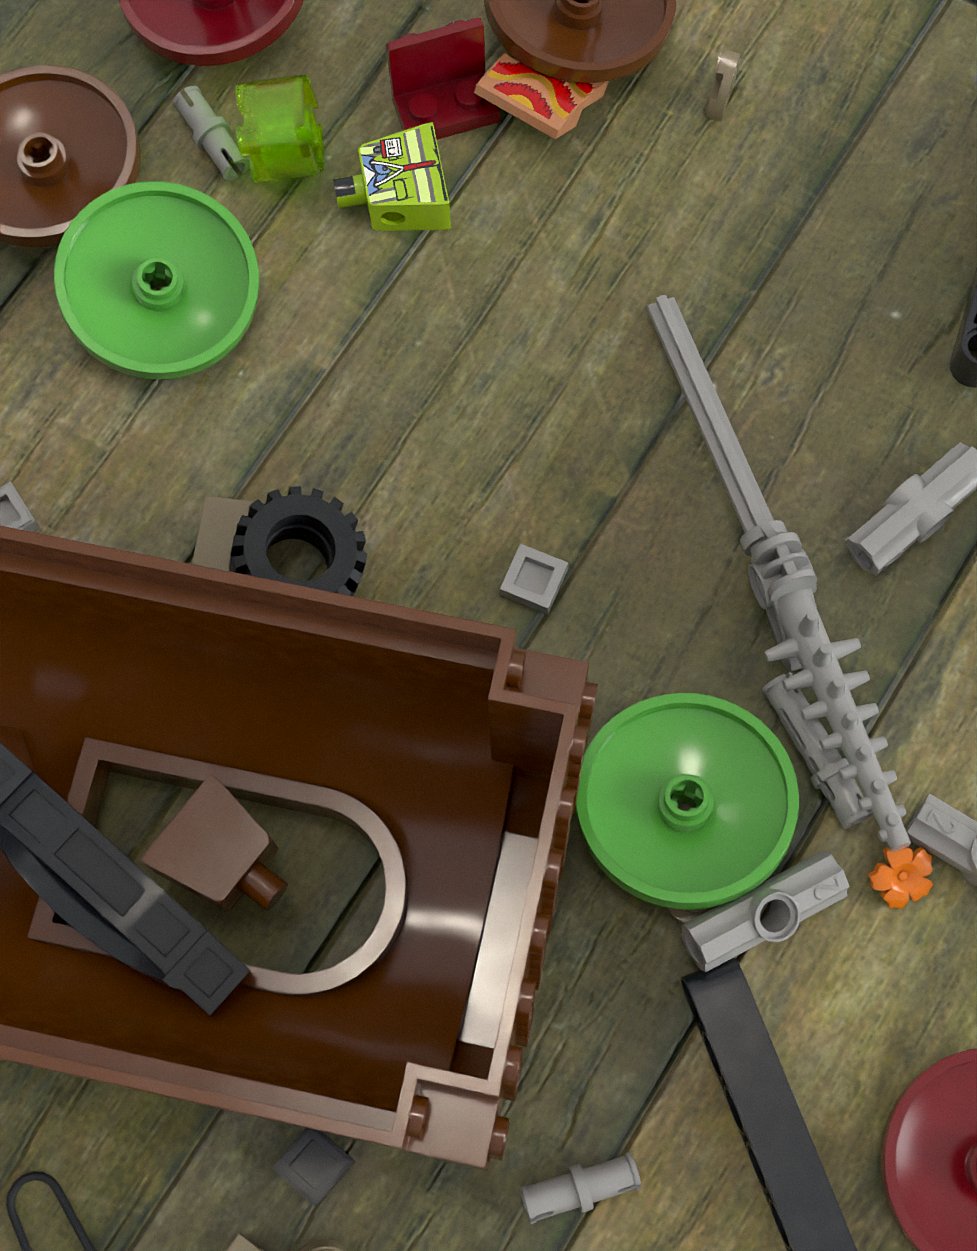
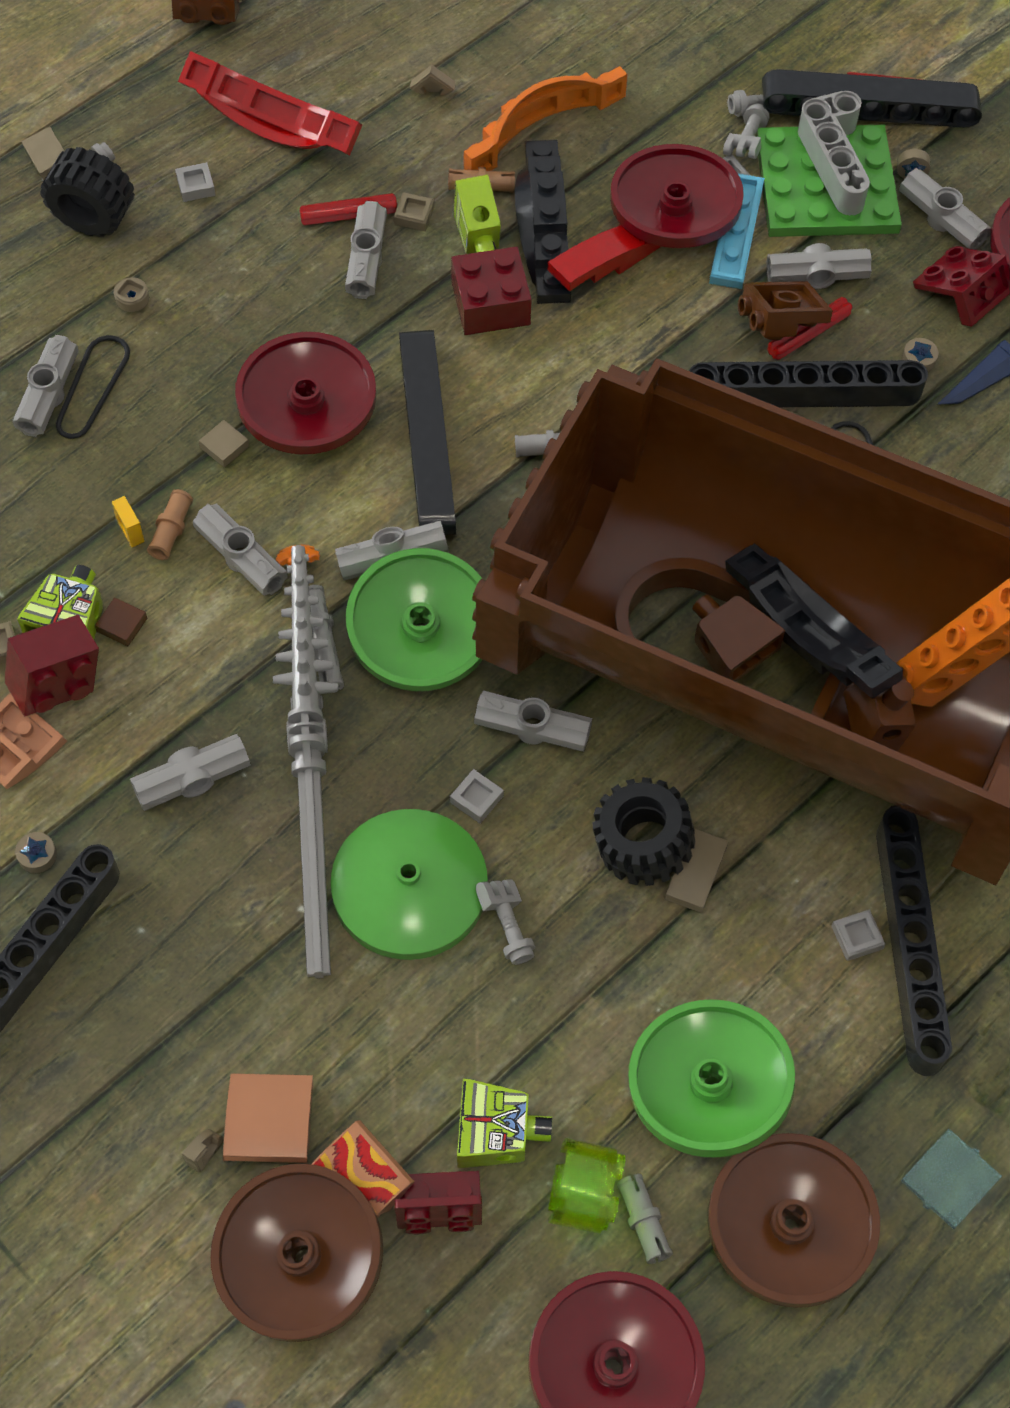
camera: 170 degrees left, 10 degrees down
(425, 389) = (502, 898): none -> light grey hinge
(577, 483) = (403, 914): none -> bright green dish
(662, 136) = (268, 1118): none -> nougat slope

